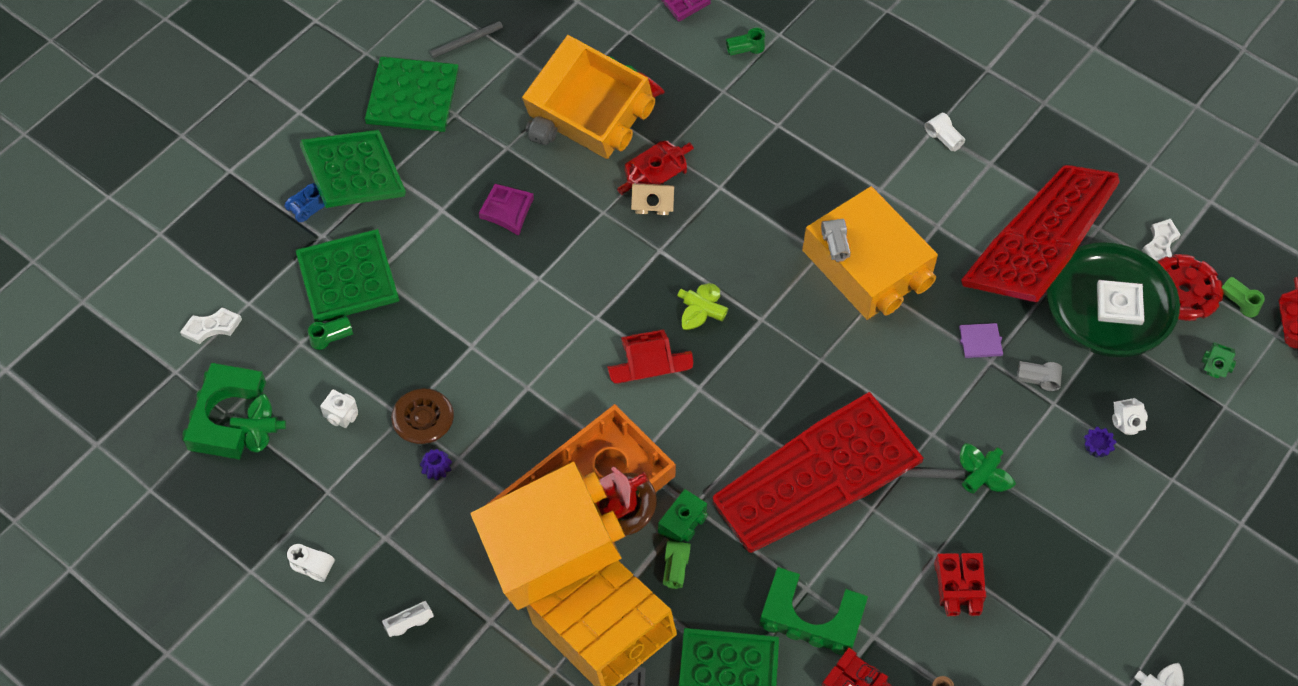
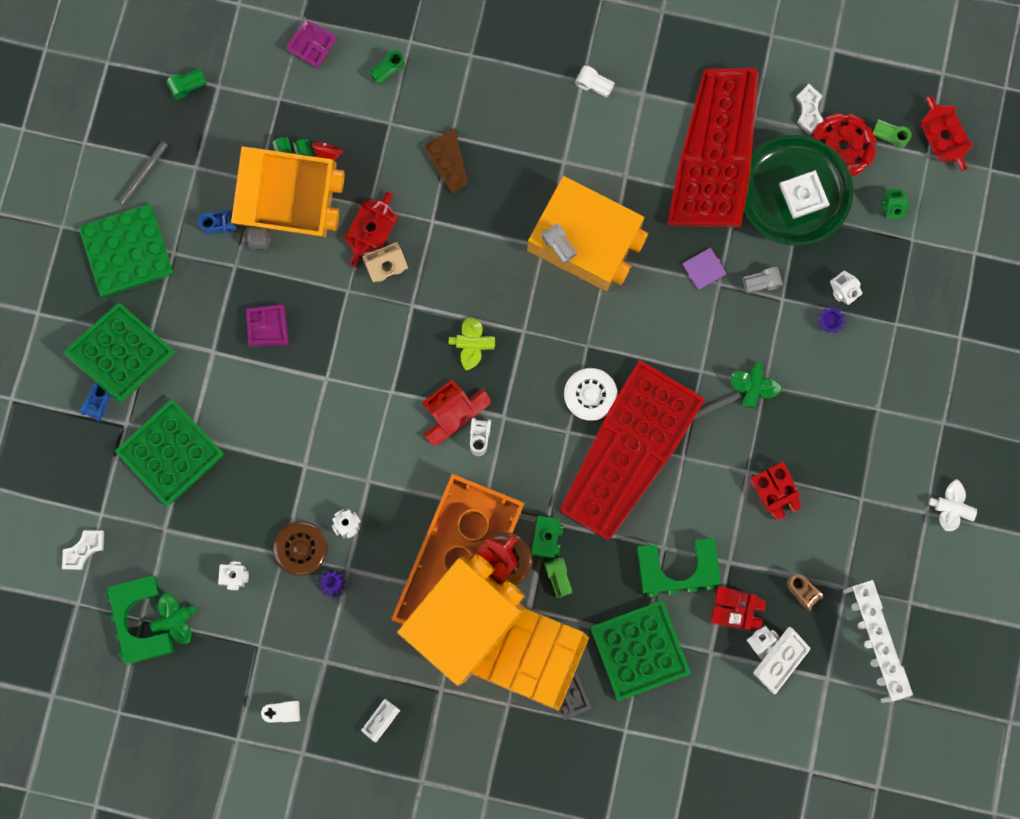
camera: 30 degrees left, 20 degrees up
(330, 332) = (187, 509): green piece -> none
(481, 412) = (349, 530): none -> white brick
(508, 103) = (219, 222): none -> blue piece
(666, 390) = (479, 433): none -> white piece
(763, 141) = (447, 160): none -> reddish brown wing
(801, 410) = (590, 393): none -> white wheel

